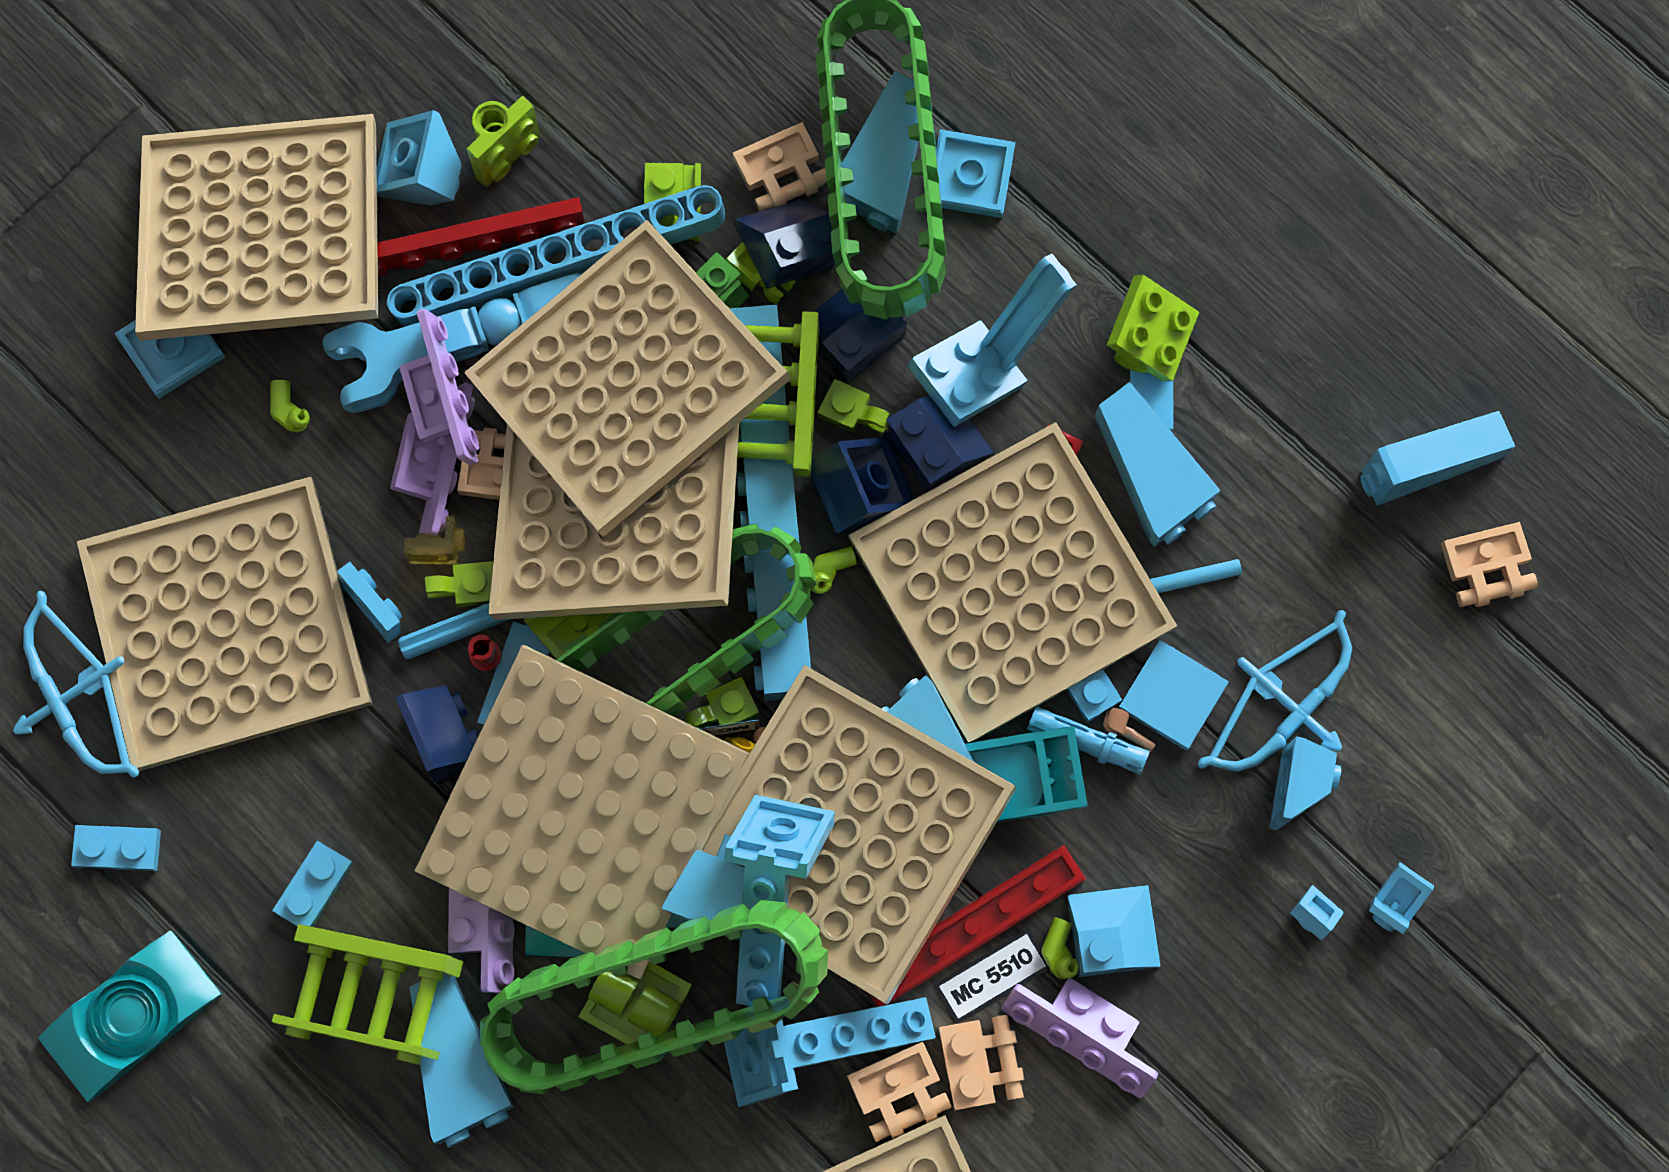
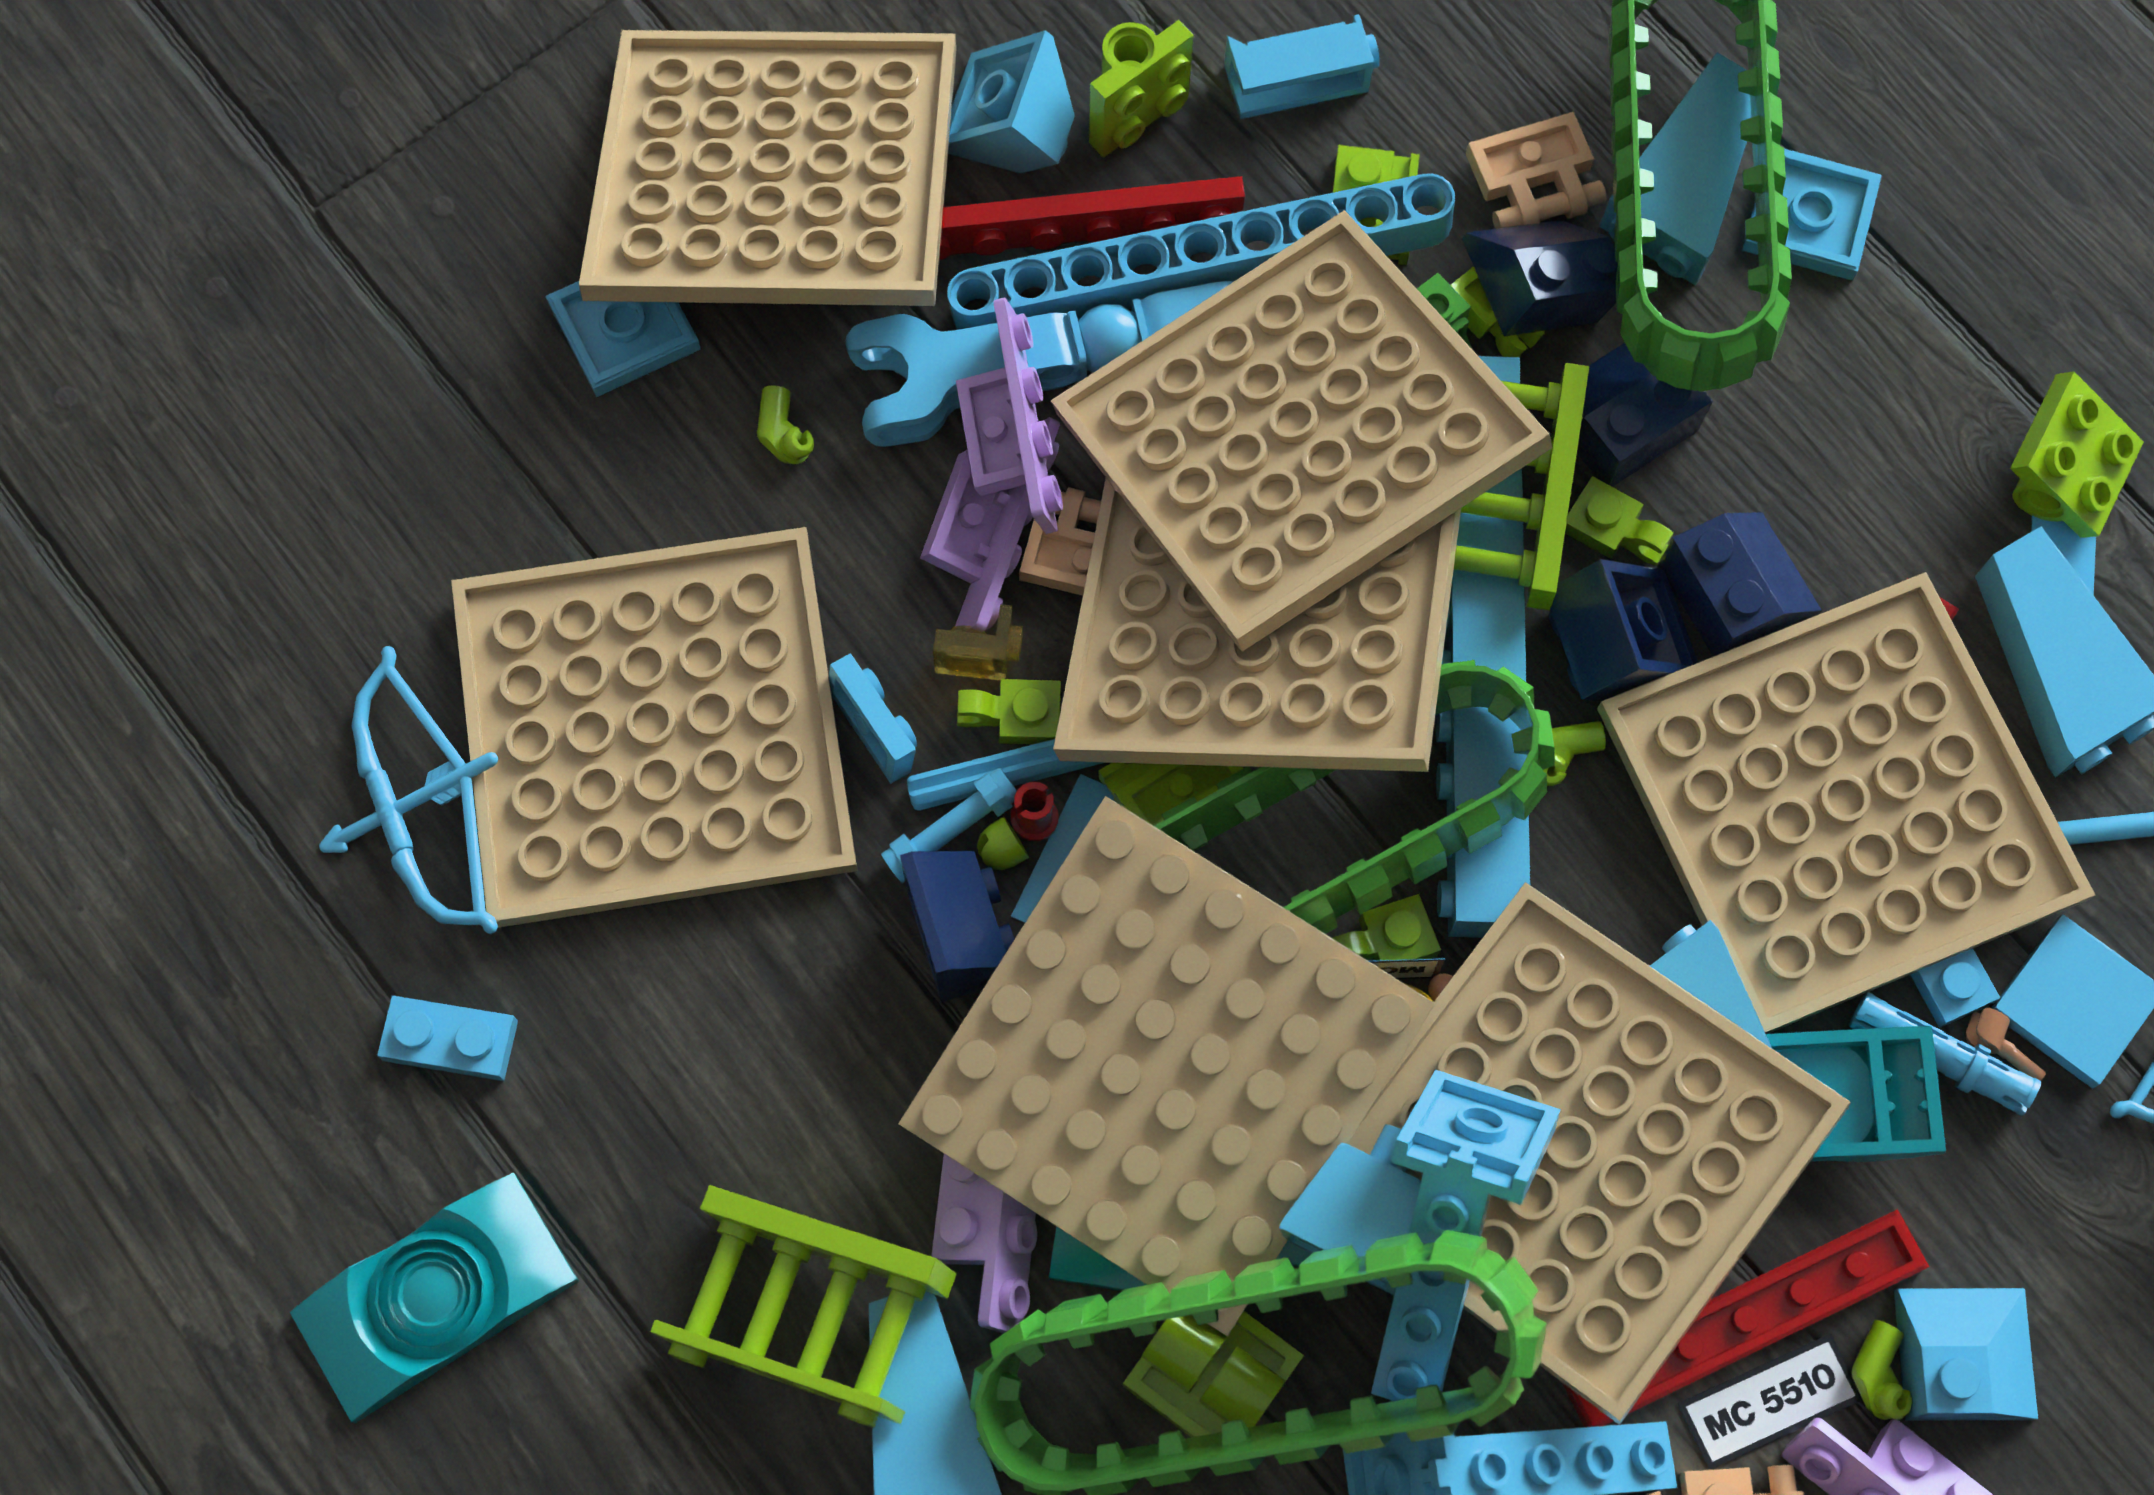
camera: 10 degrees right, 5 degrees down
(313, 886) = (737, 1131): medium azure plate -> none
(455, 644) = (993, 793): none -> medium azure bar
(465, 677) = (1001, 846): none -> lime hinge
(614, 110) = (1300, 67): none -> medium azure window
(979, 363) = (1810, 484): medium azure bracket -> none

